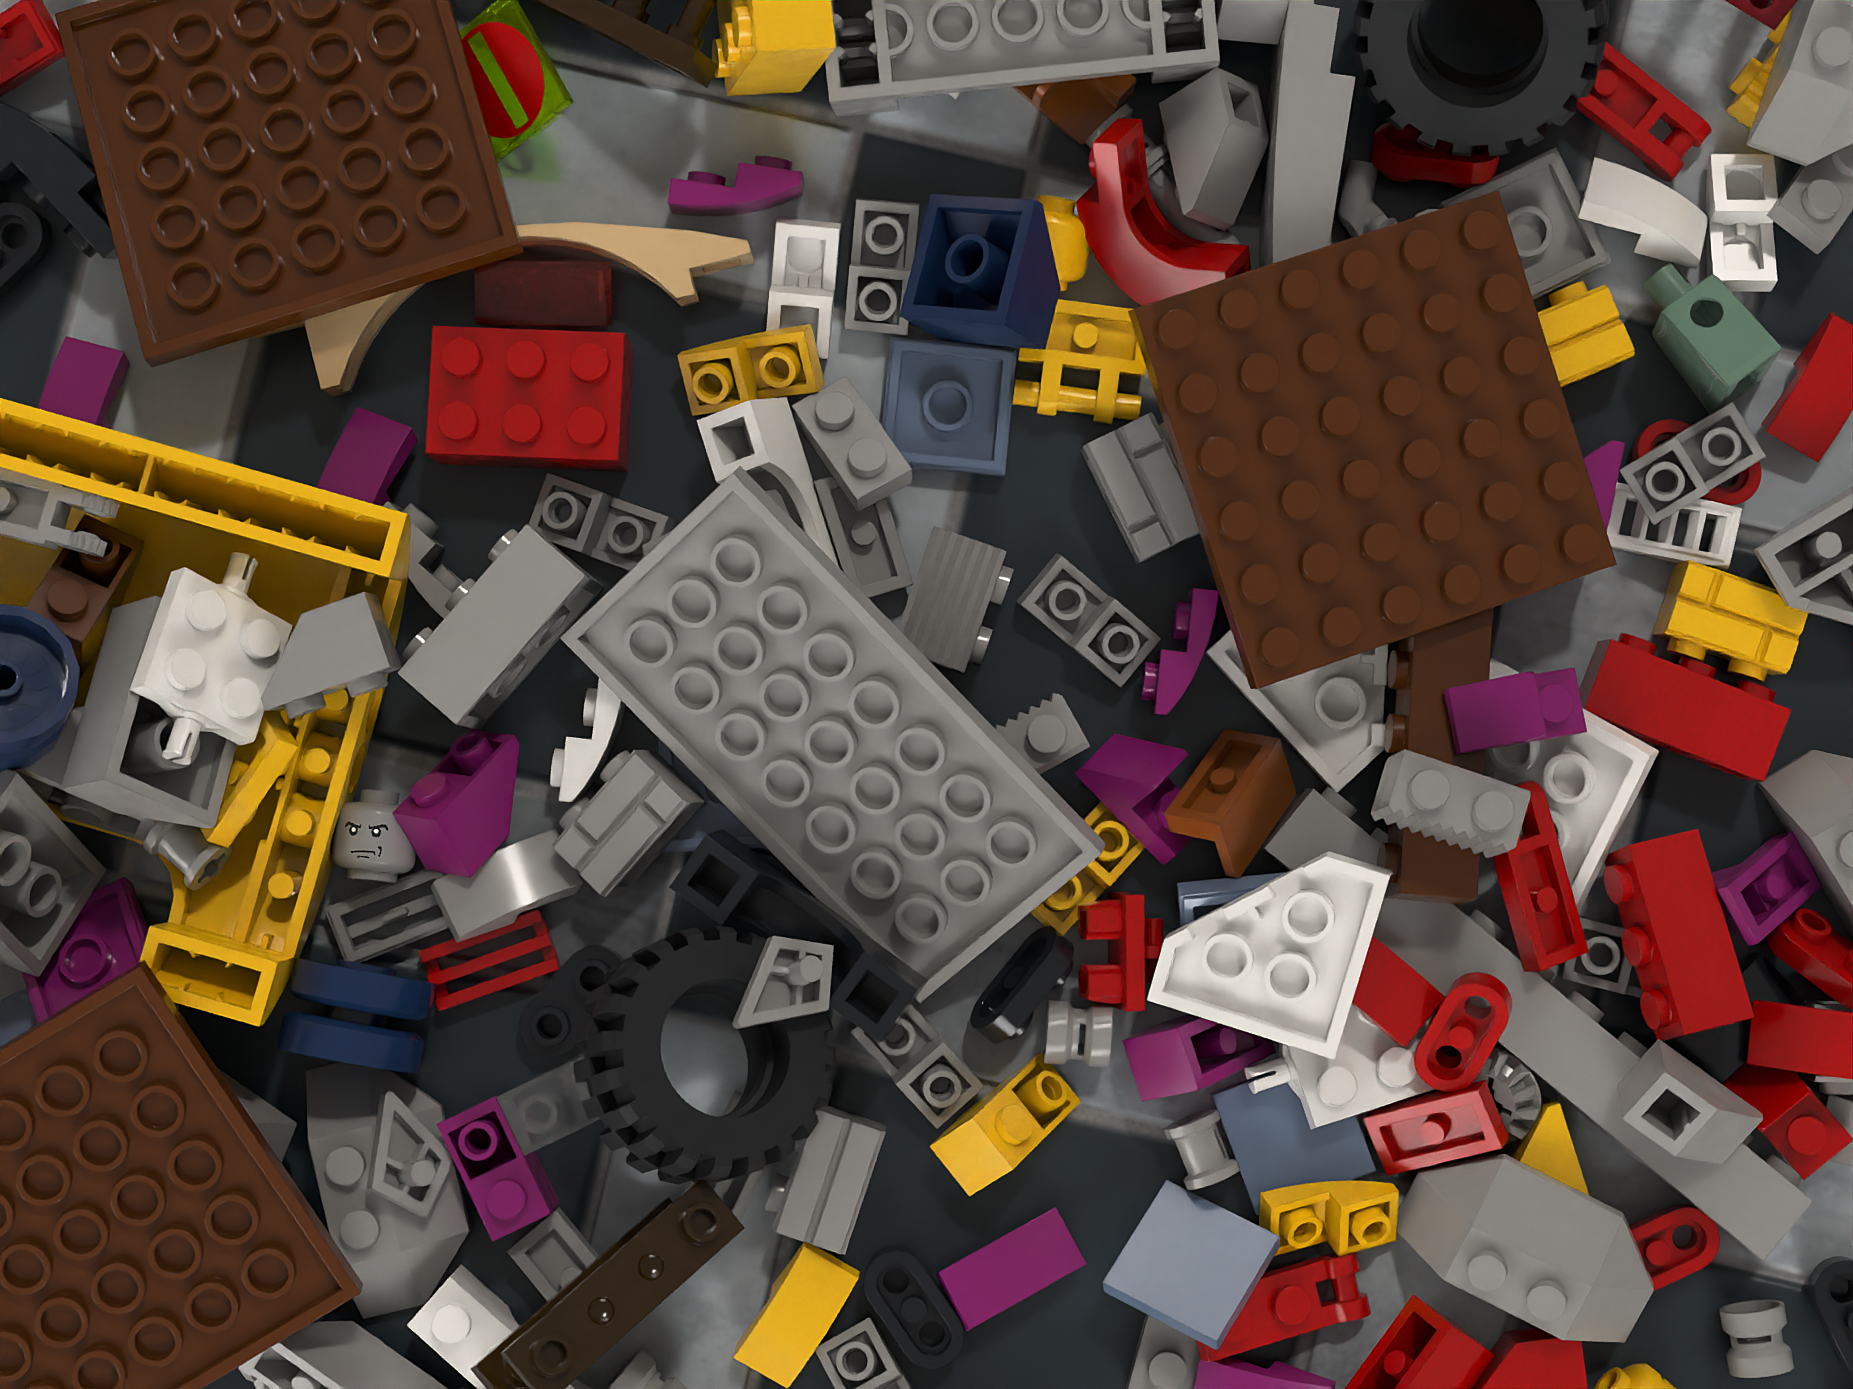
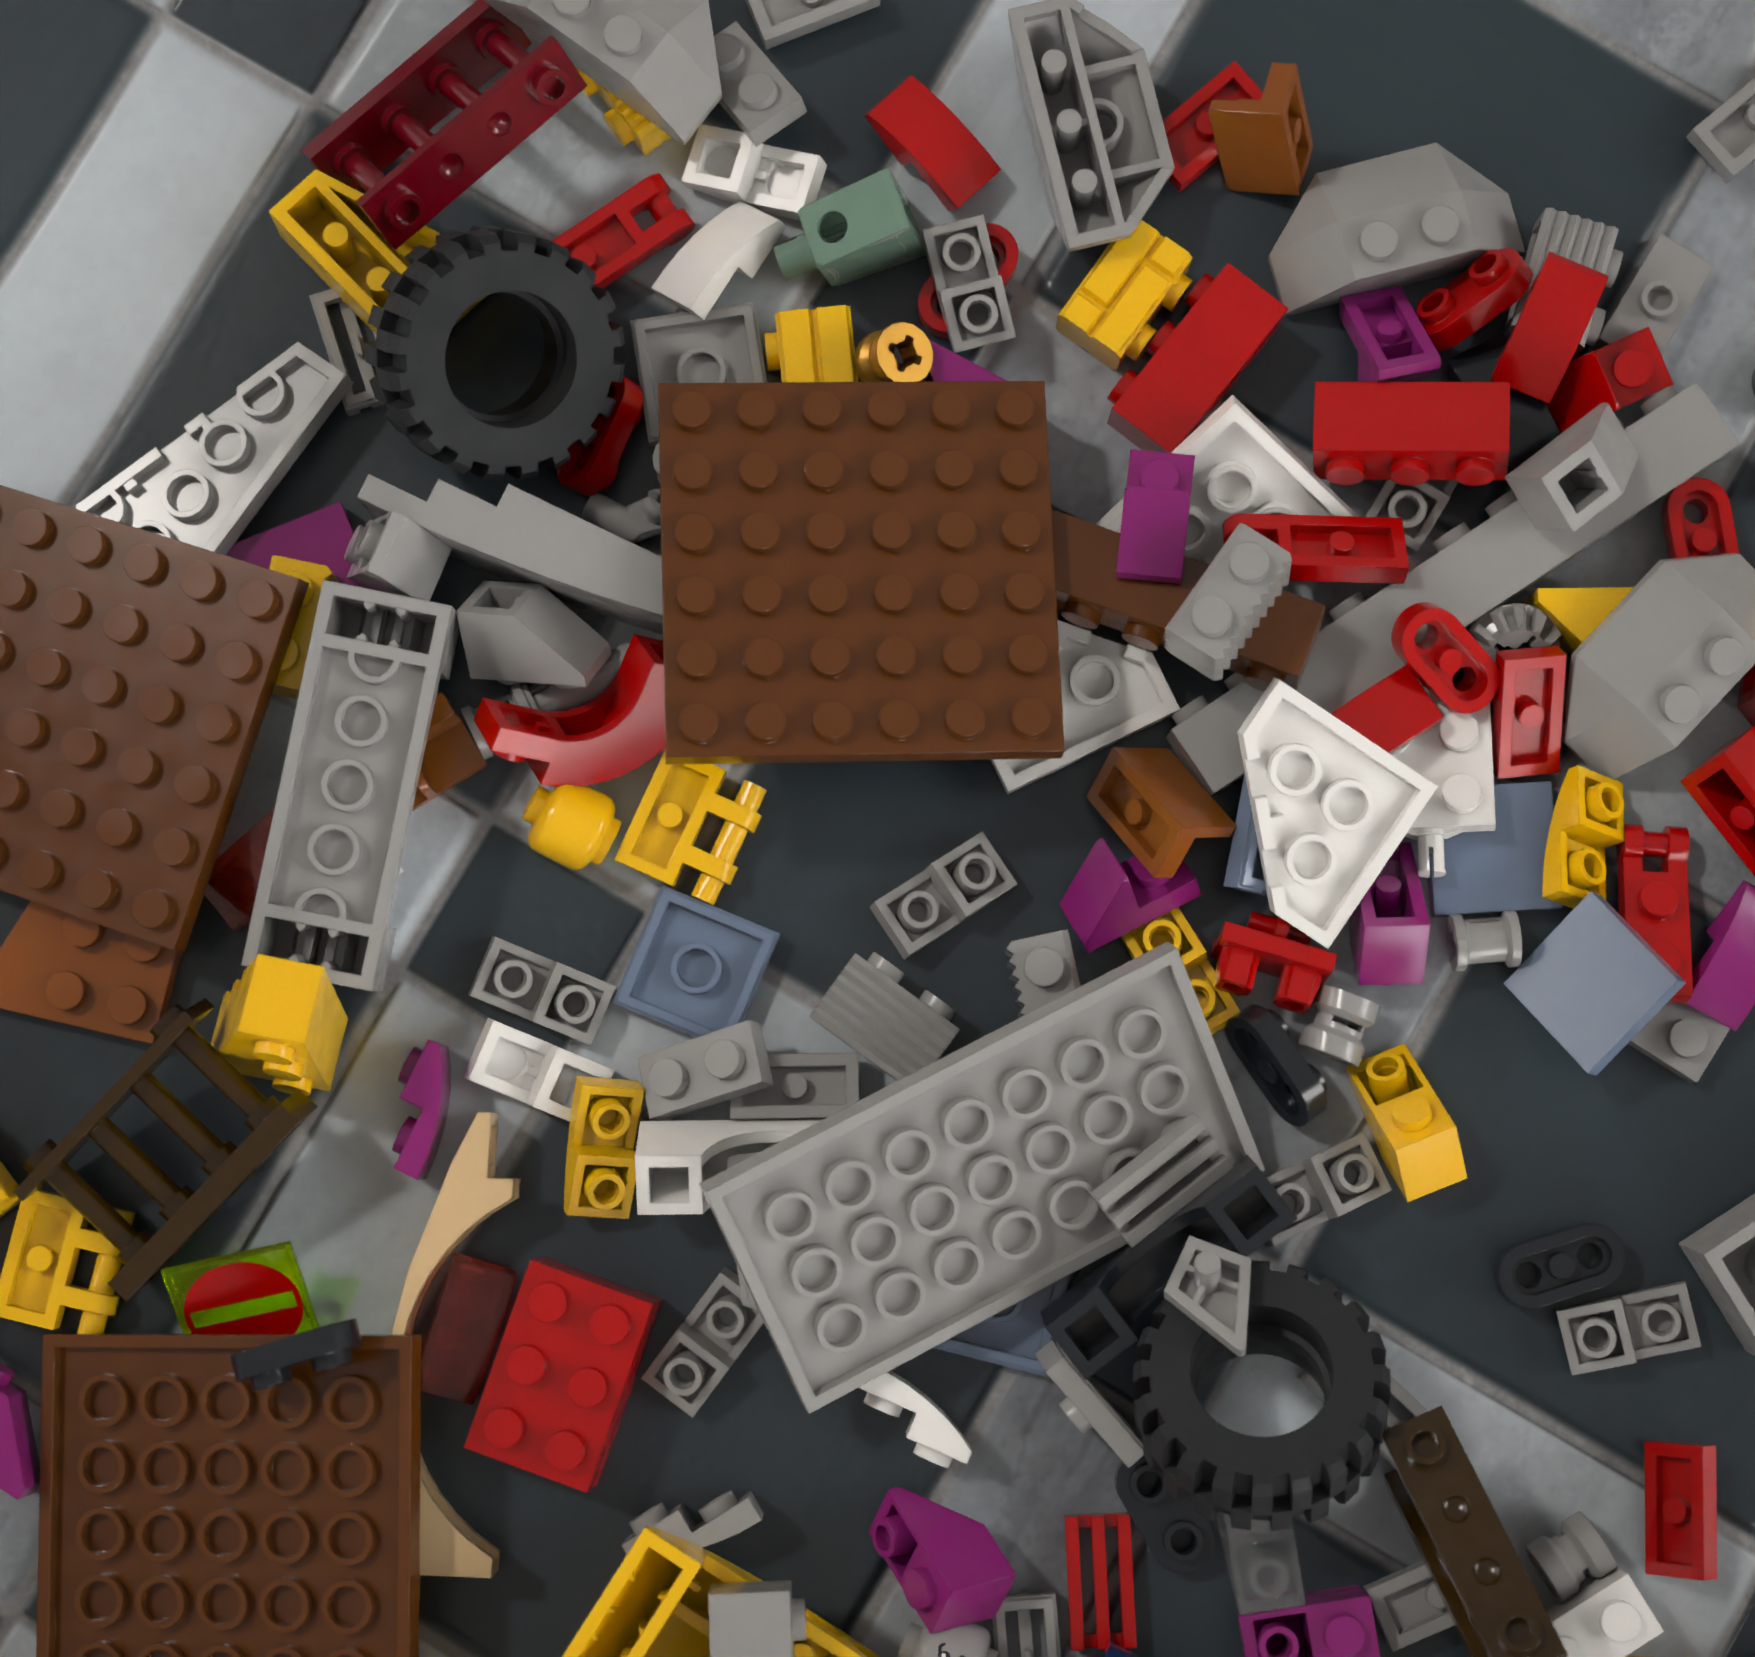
camera: 75 degrees left, 5 degrees down
(367, 457) = (572, 1553): magenta slope -> none
(483, 162) = (323, 1347): none -> black plate
(498, 627) = (779, 1473): light grey slope -> none
(506, 885) = (1033, 1541): light grey slope -> none
(626, 821) = (1005, 1403): light grey brick -> none
(647, 901) = (1088, 1405): none -> light grey plate
(797, 1314) = (1535, 1381): yellow slope -> none
(827, 1180) = (1413, 1312): light grey brick -> none
(873, 914) = (1166, 1189): none -> light grey tile
(983, 272) = (580, 893): dark blue slope -> none
(1011, 1269) = (1548, 1159): magenta slope -> none
(1142, 486) = (832, 803): light grey brick -> none
(1174, 670) = (1018, 830): magenta slope -> none
(1586, 399) = (878, 363): none -> wheel
(1722, 538) = (1047, 279): white slope -> none

